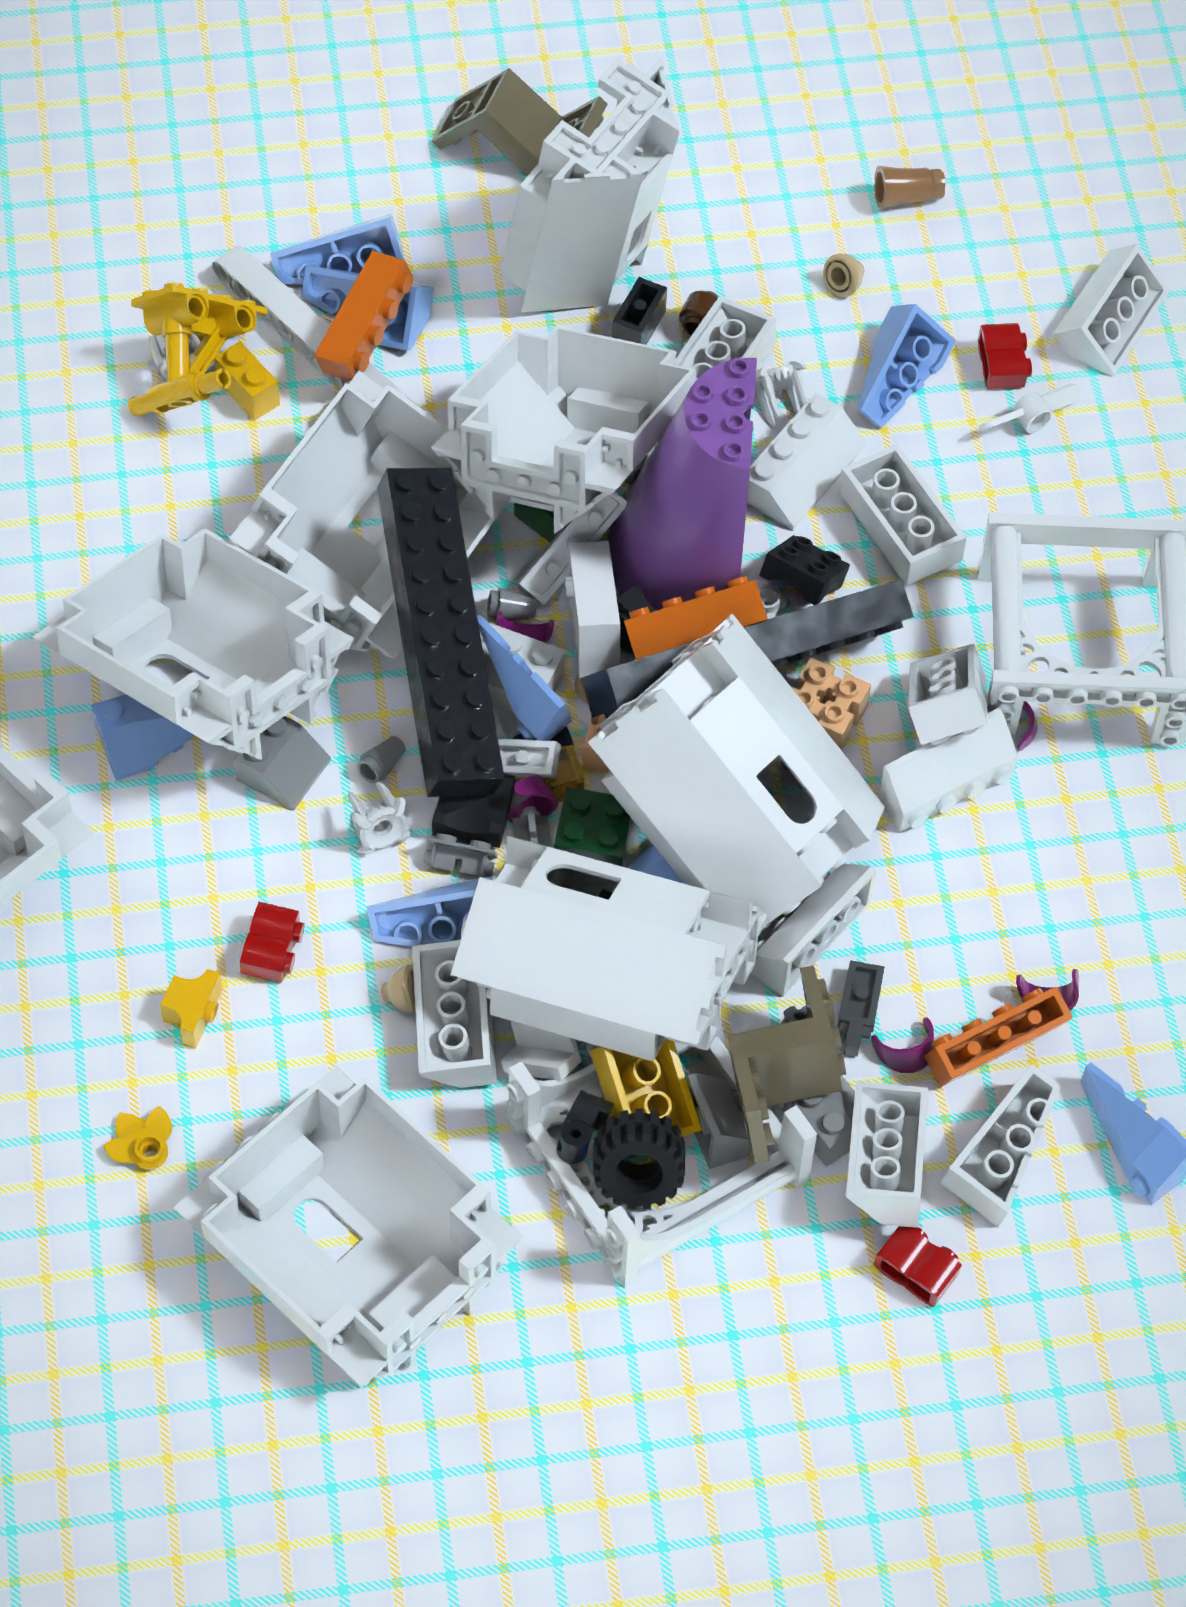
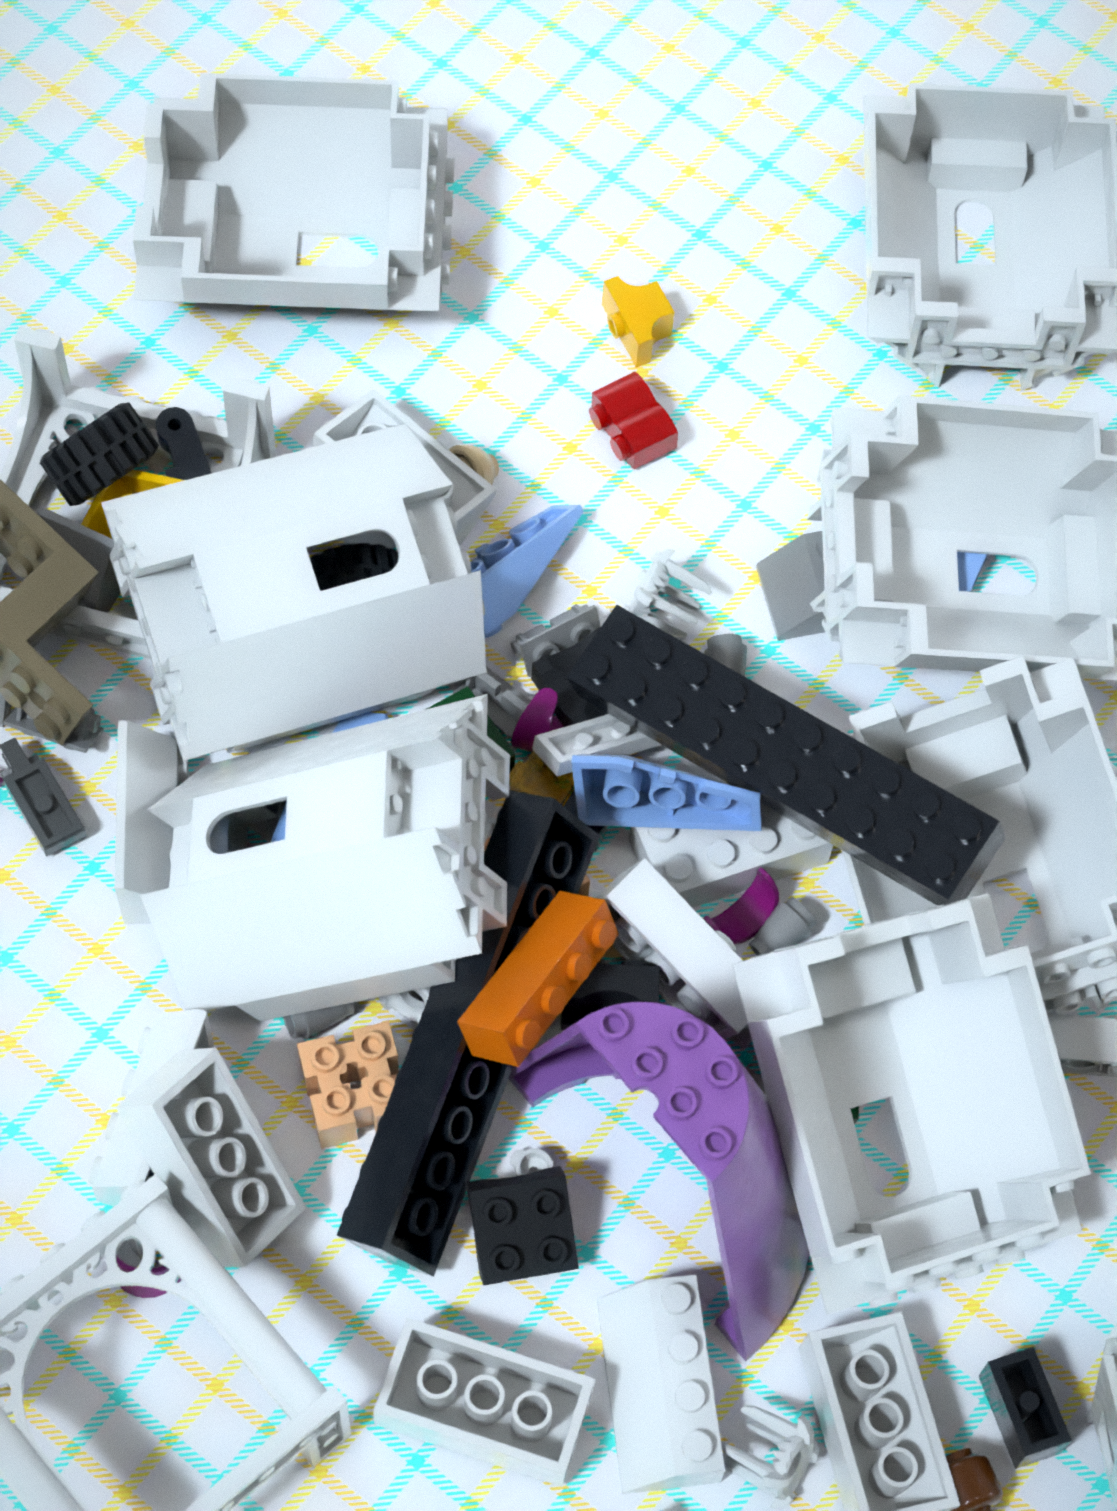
camera: 135 degrees right, 5 degrees up
(138, 1136) = (562, 197): yellow plate -> none

